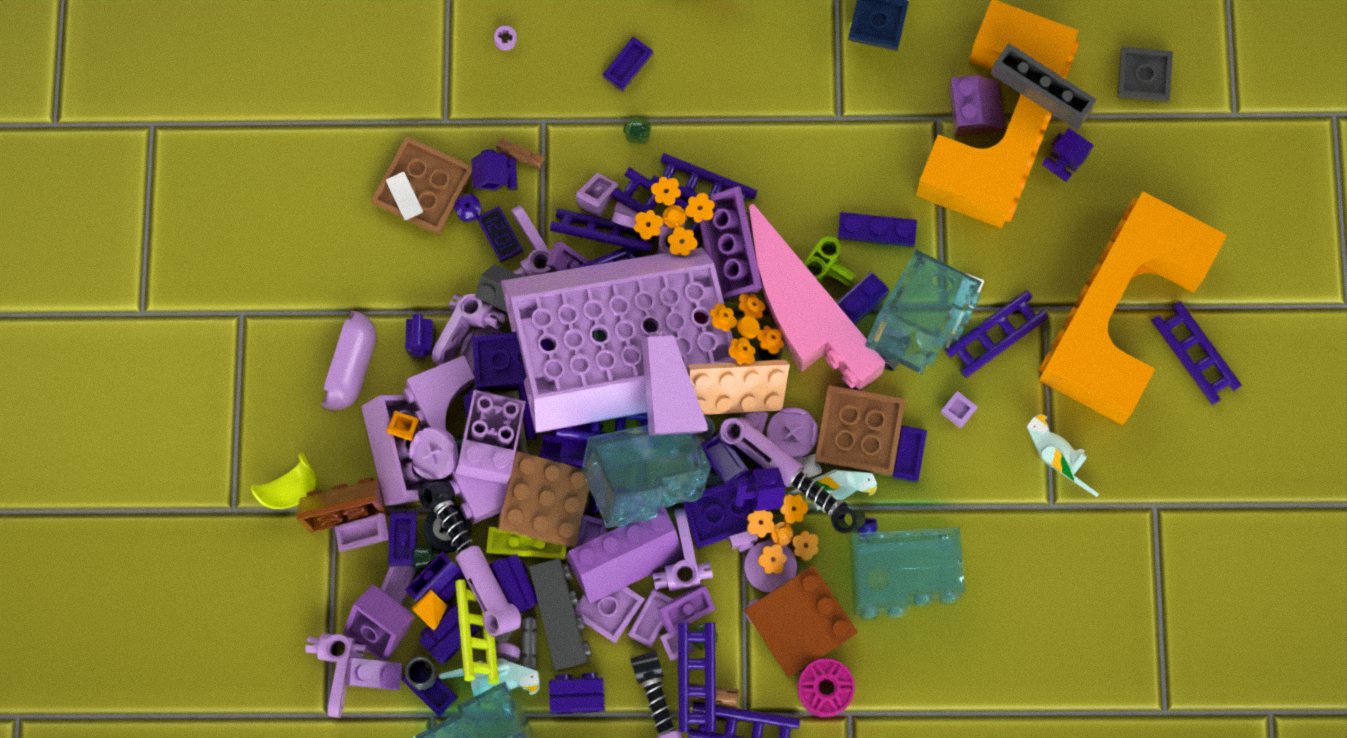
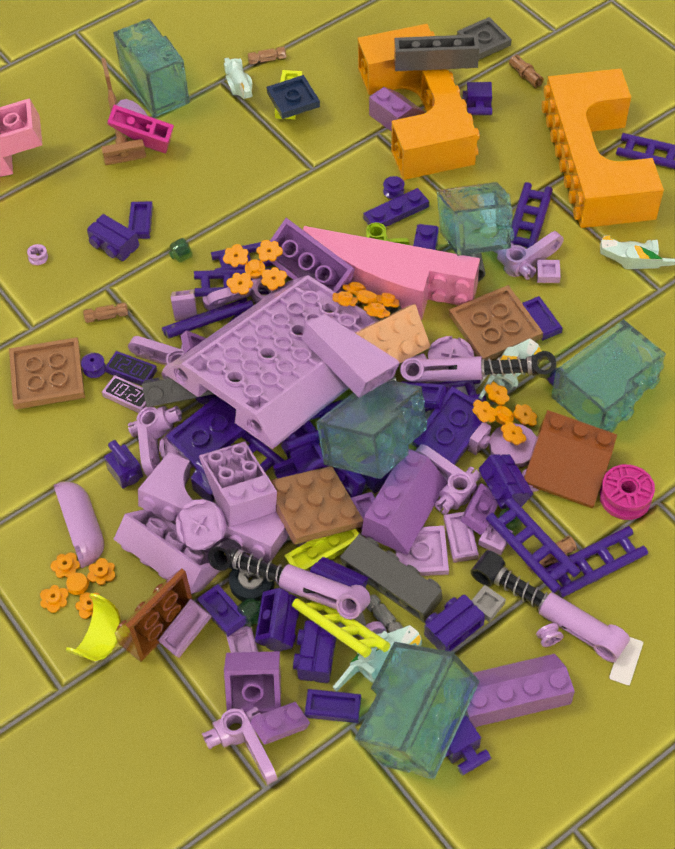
camera: 40 degrees left, 20 degrees down
(308, 422) = (76, 583): none -> light orange plant
(403, 425) = (160, 523): light orange slope -> none
(404, 196) = (37, 384): white sticker -> none
(421, 660) = (319, 679): dark grey piece -> none
(430, 609) = (288, 638): light orange slope -> none
(475, 256) = (125, 394): none -> tile
(494, 171) = (94, 330): dark purple brick -> none
(584, 71) = (112, 238): none -> dark purple brick
(620, 697) = (488, 602): none -> light grey plate
(727, 599) = (505, 480): none -> dark purple brick
(765, 489) = (469, 384): dark purple brick -> none
(894, 202) = (393, 187): none -> dark purple wheel
(956, 382) = (521, 261): none -> lavender piece
(1152, 149) = (526, 71): none -> medium nougat pin

